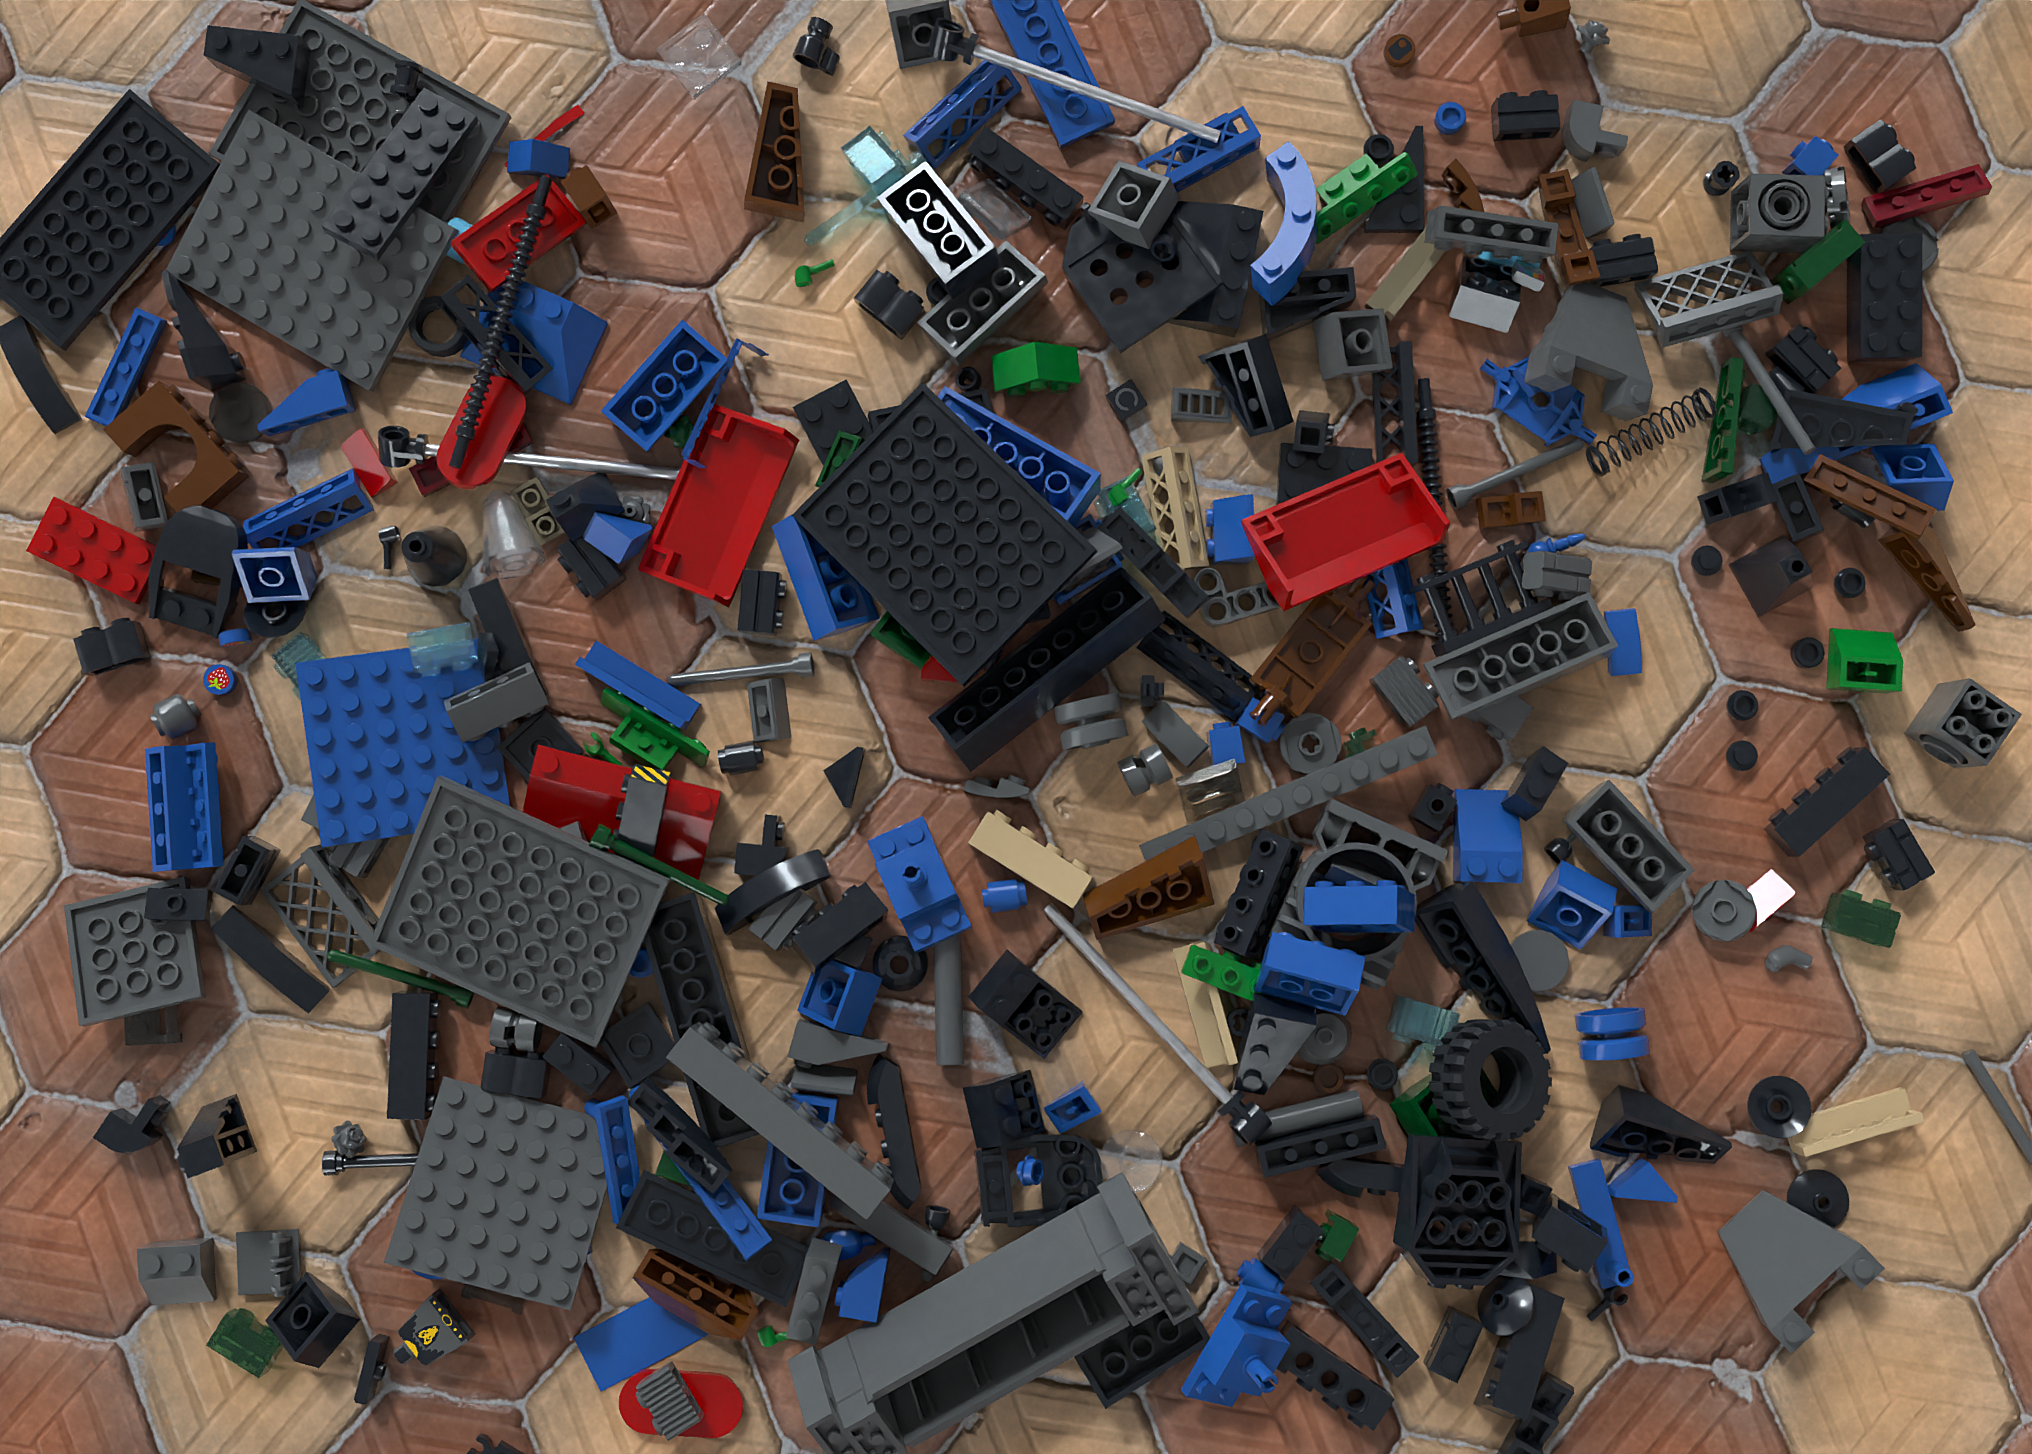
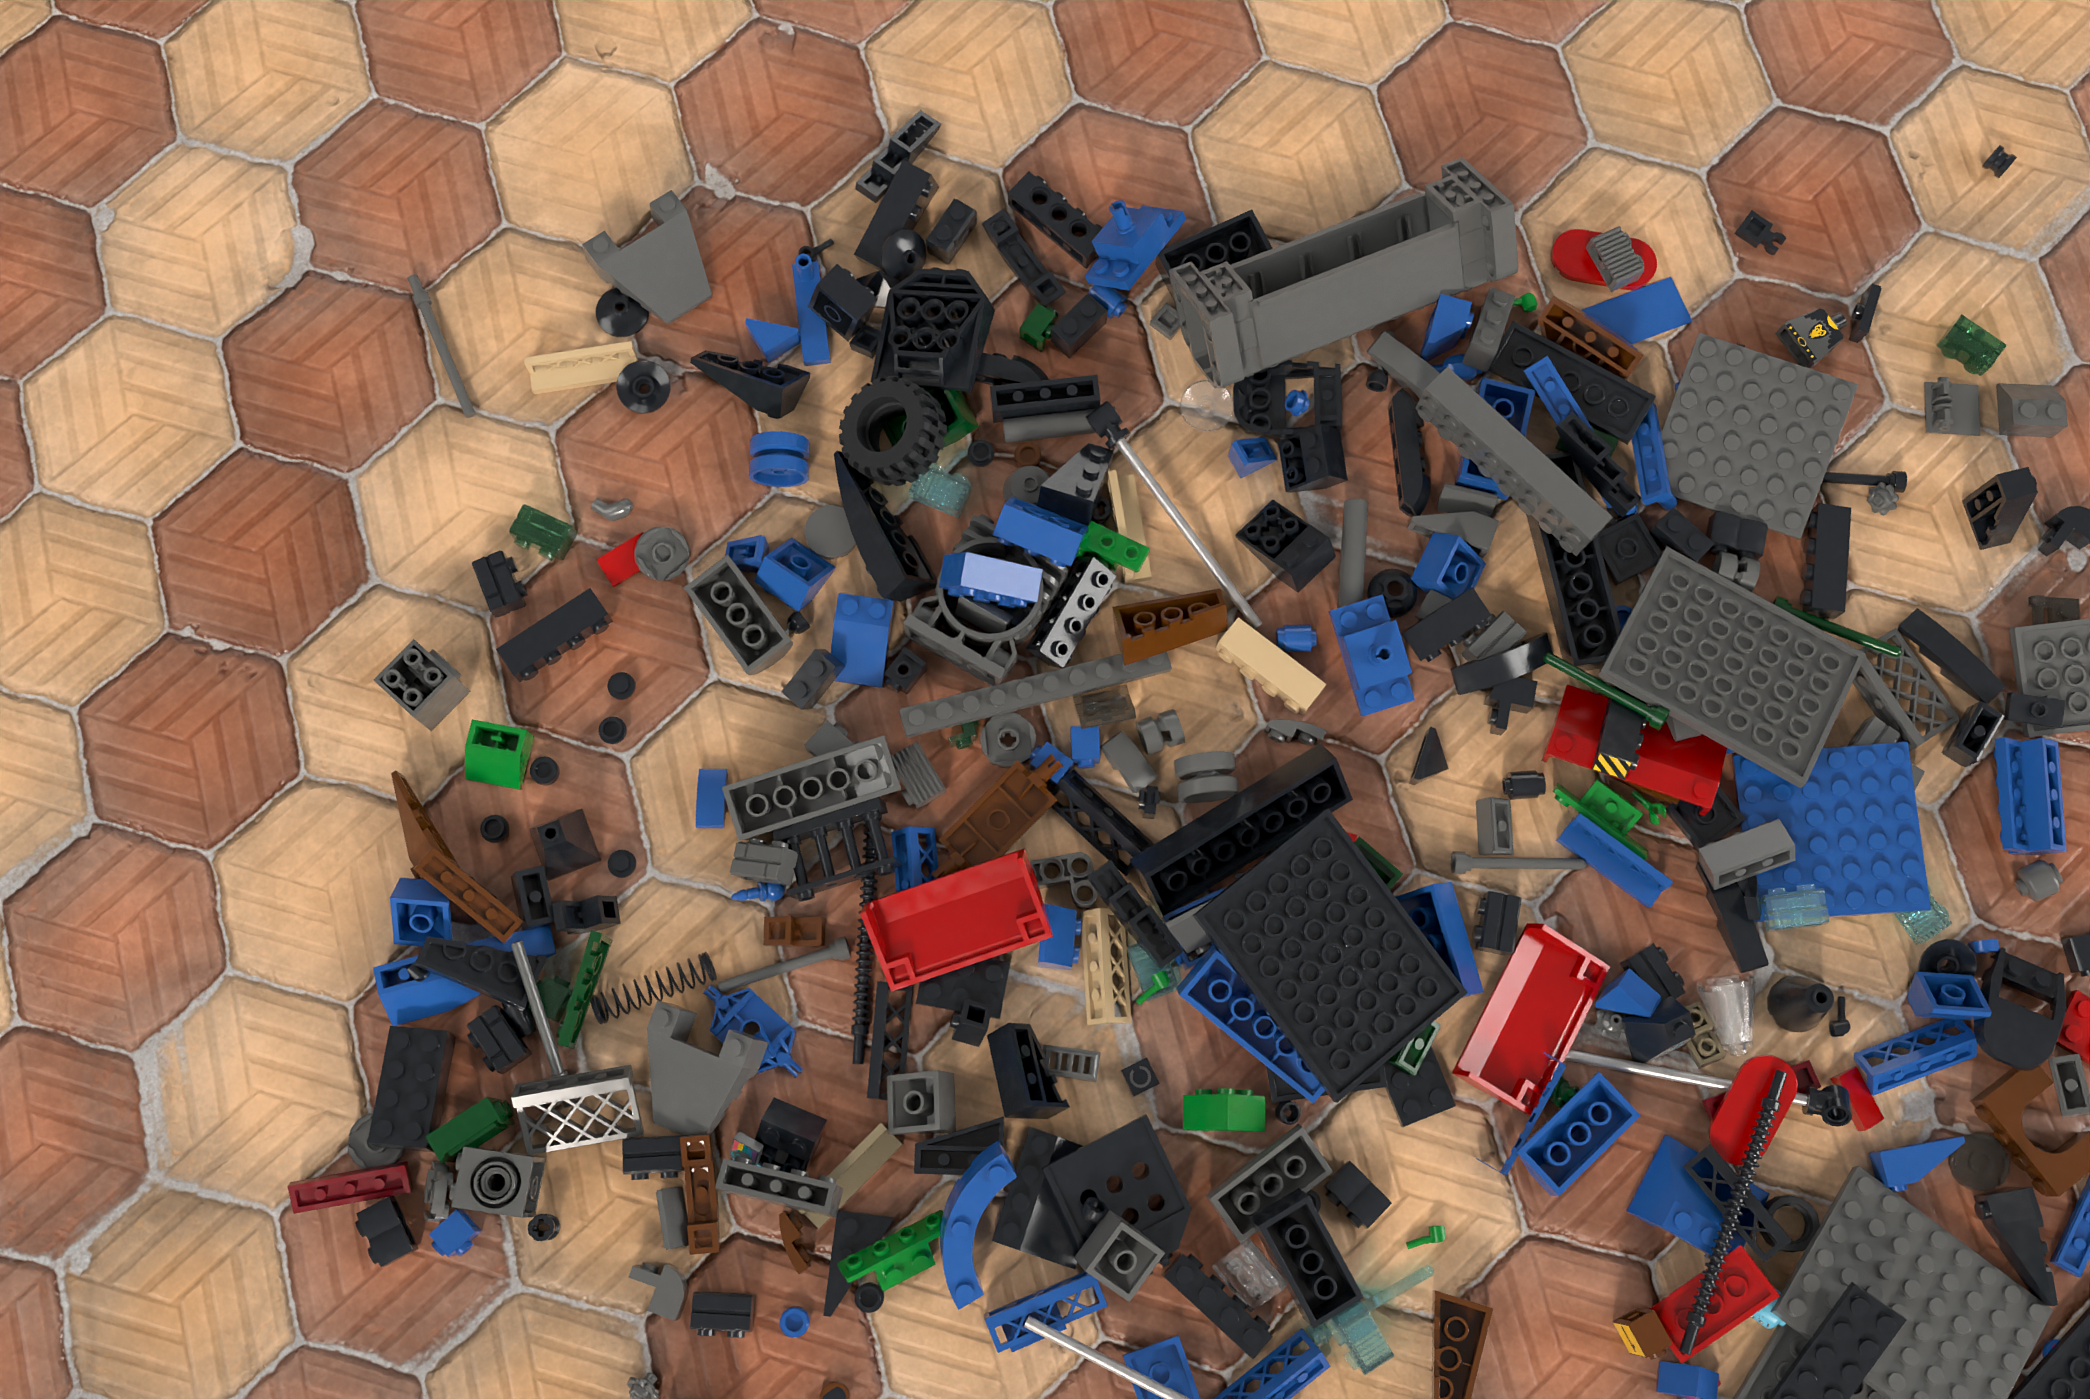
camera: 175 degrees left, 10 degrees down
(220, 679) = (1996, 911): tile -> none
(312, 1321) = (1915, 355): black slope -> none

